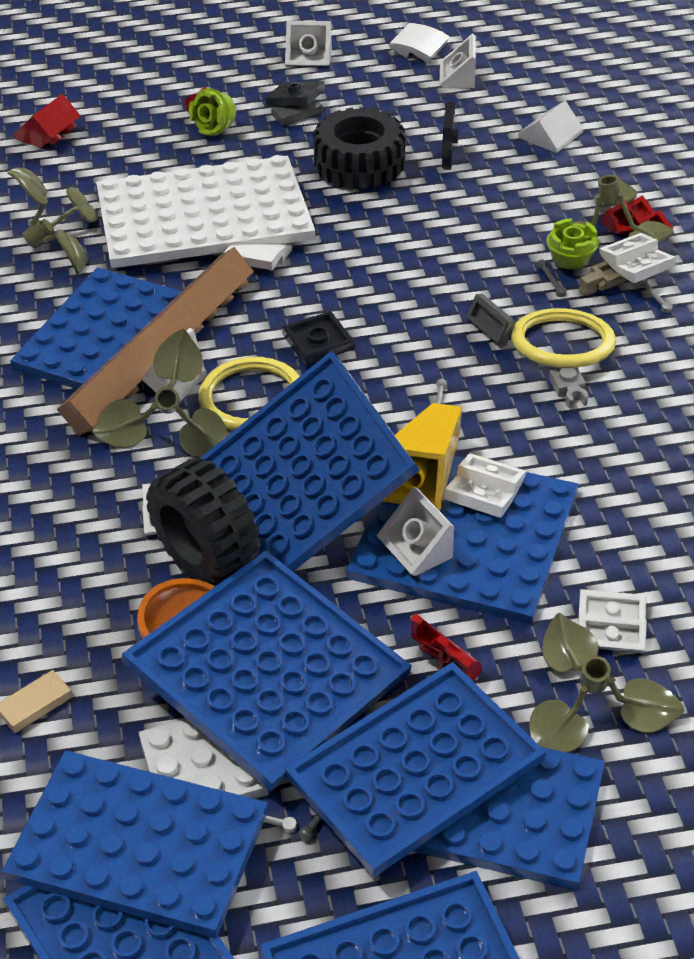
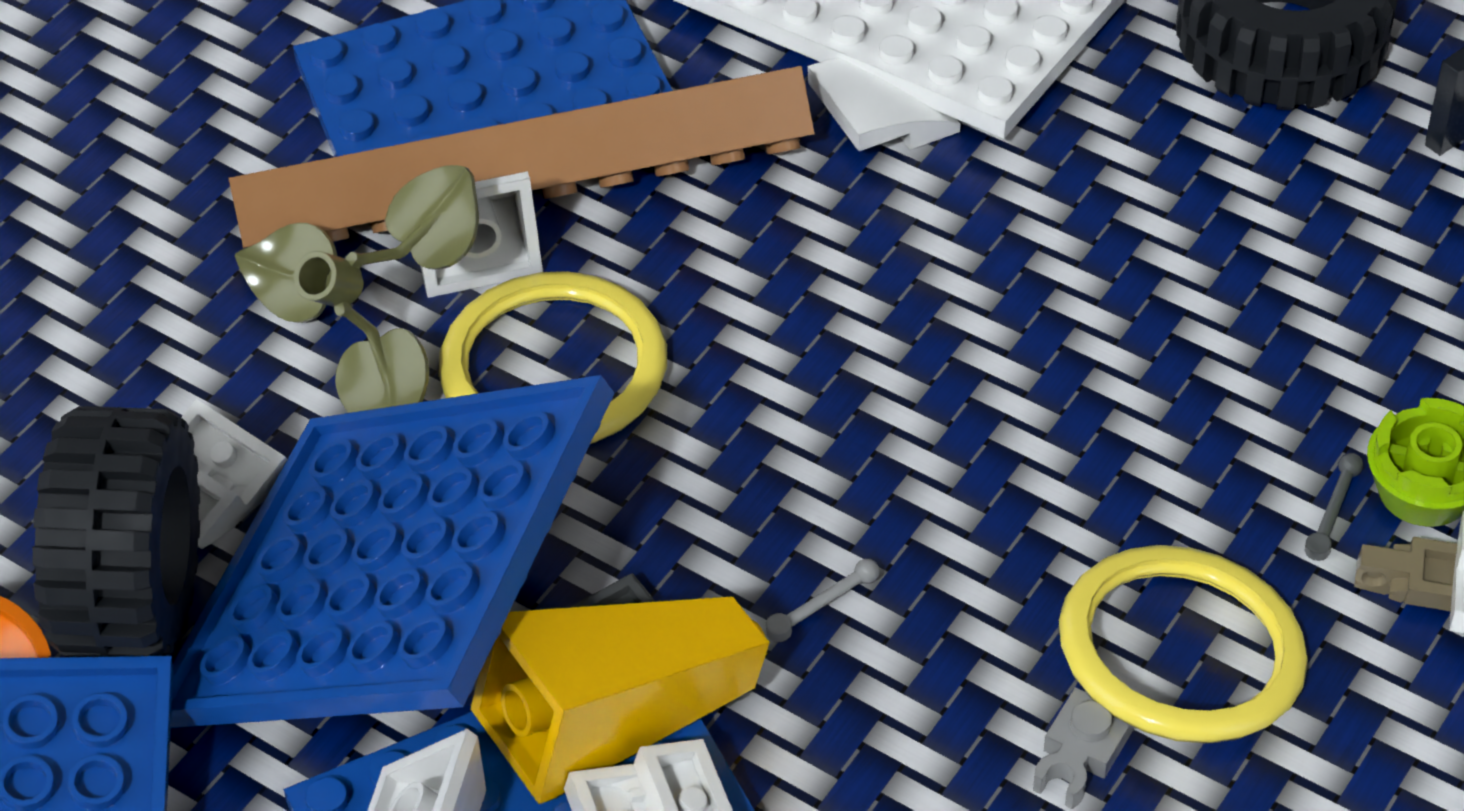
camera: 45 degrees right, 5 degrees up
(317, 337) = (773, 332): black plate -> none
(491, 319) = (1094, 508): dark grey tile -> none

